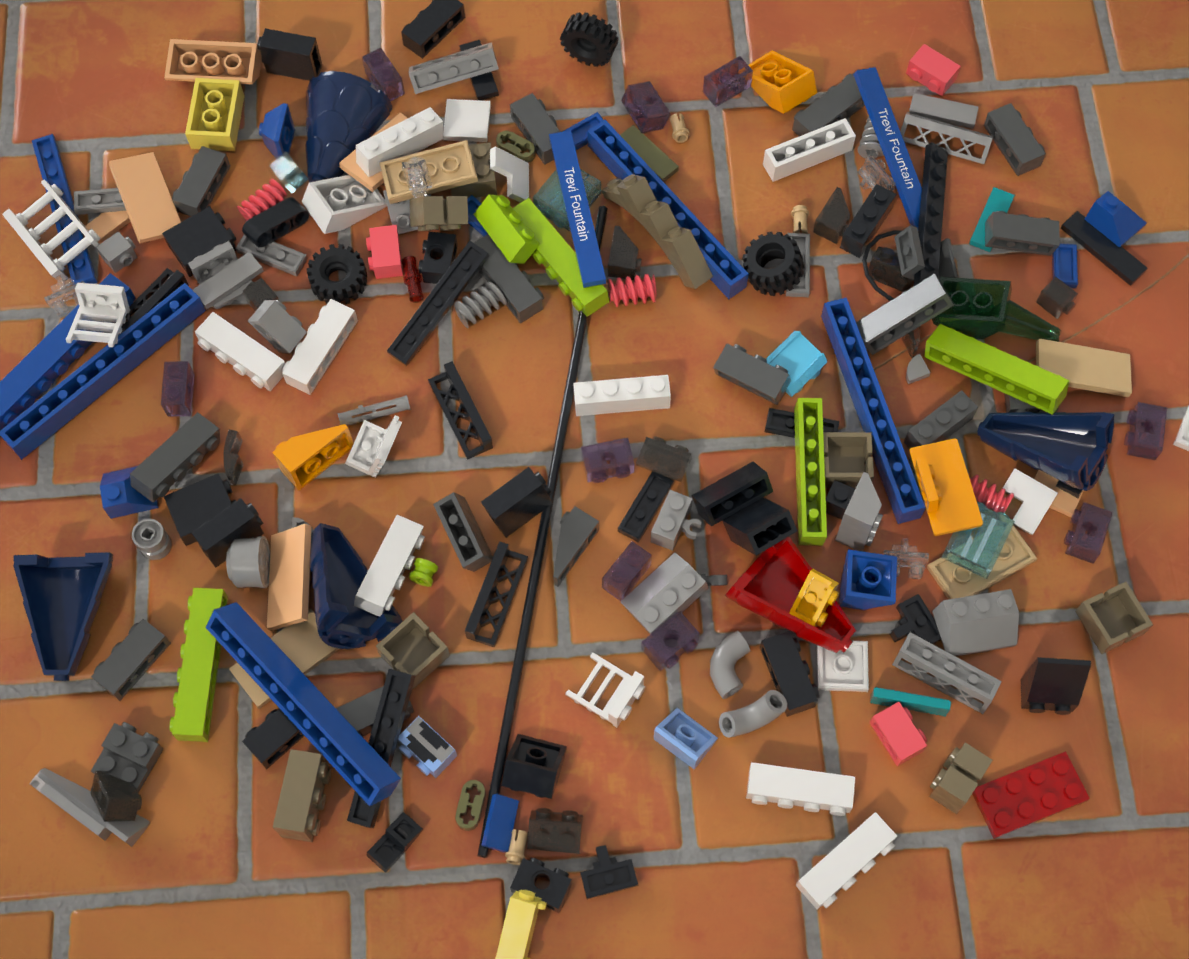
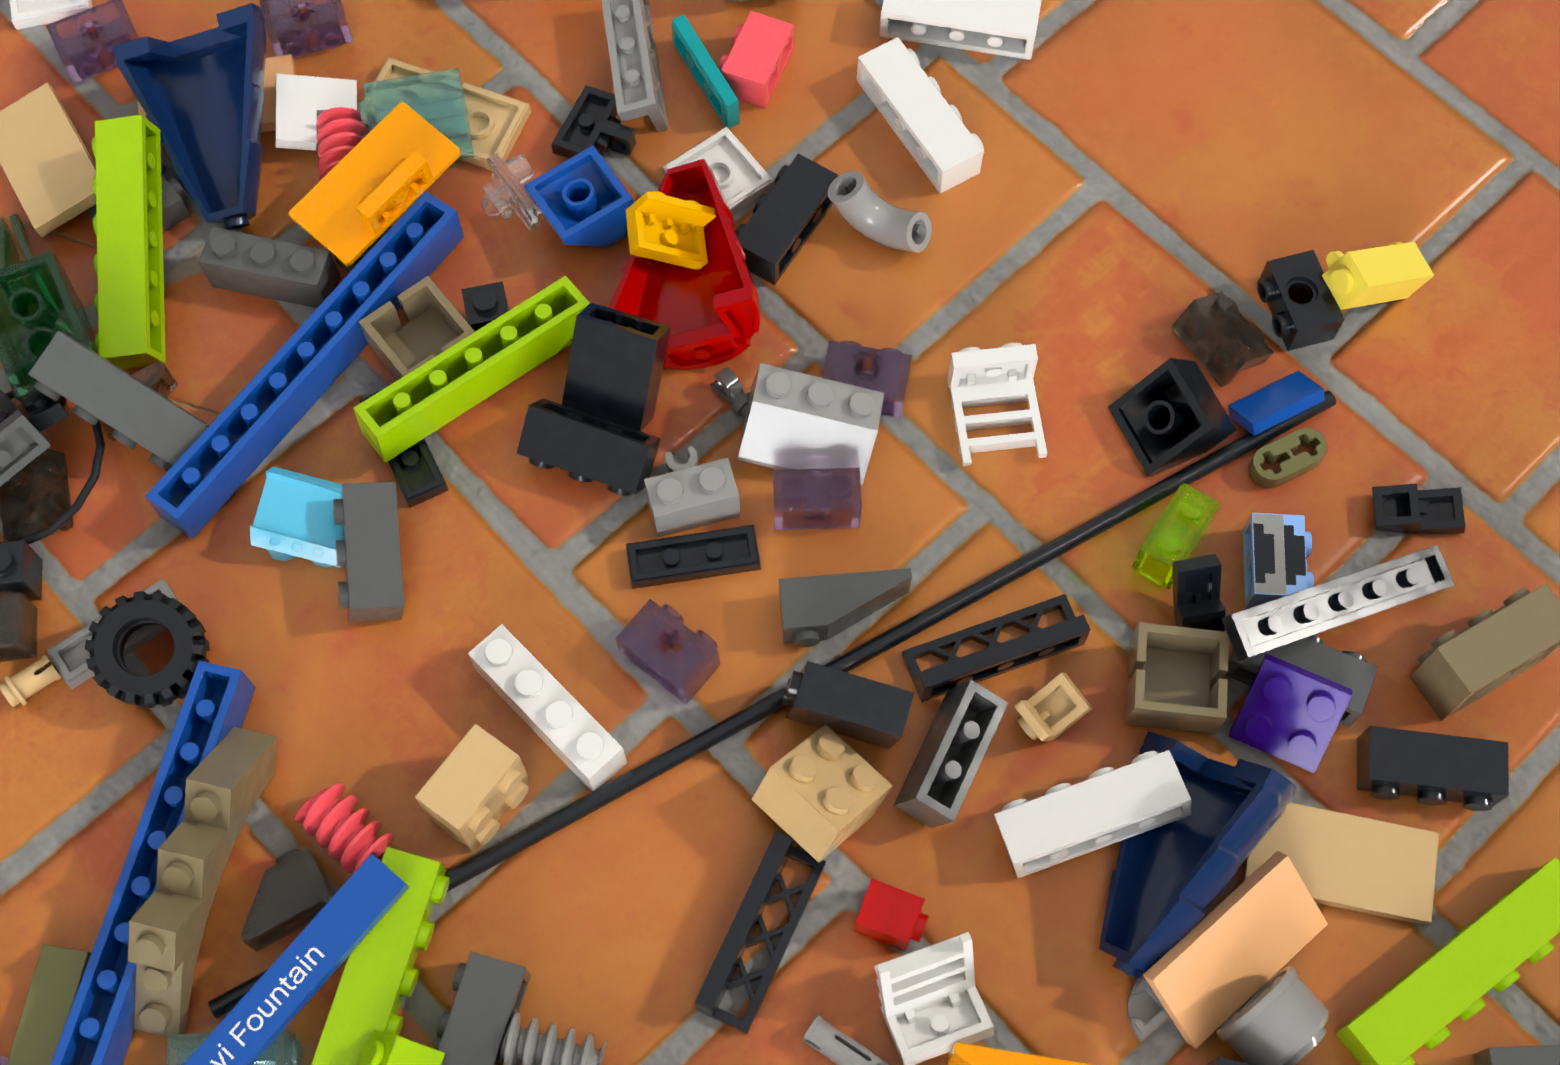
camera: 130 degrees left, 0 degrees up
(303, 703) = (1394, 755): blue brick -> none
(356, 685) = (1290, 713): none -> dark purple plate
(422, 461) = (891, 915): none -> red brick
(423, 572) = (1053, 767): lime wheel -> none
(437, 691) = (1198, 593): none -> black slope
(447, 591) = (1052, 709): none -> tan bracket
(476, 712) = (1175, 534): none -> clear neon green brick
(489, 465) = (821, 792): none -> tan brick
(517, 847) = (1291, 359): tan pin -> none
(606, 341) = (474, 788): none -> tan brick
(608, 875) = (1215, 242): black hinge -> none
(664, 458) = (603, 574): clear smoke bracket -> none
(684, 737) = (974, 275): light blue slope -> none
(723, 664) = (836, 299): light grey cylinder -> none
(861, 516) = (498, 246): light grey slope -> none
(917, 369) = (195, 359): light grey tile -> none
(978, 622) = (535, 61): light grey slope -> none

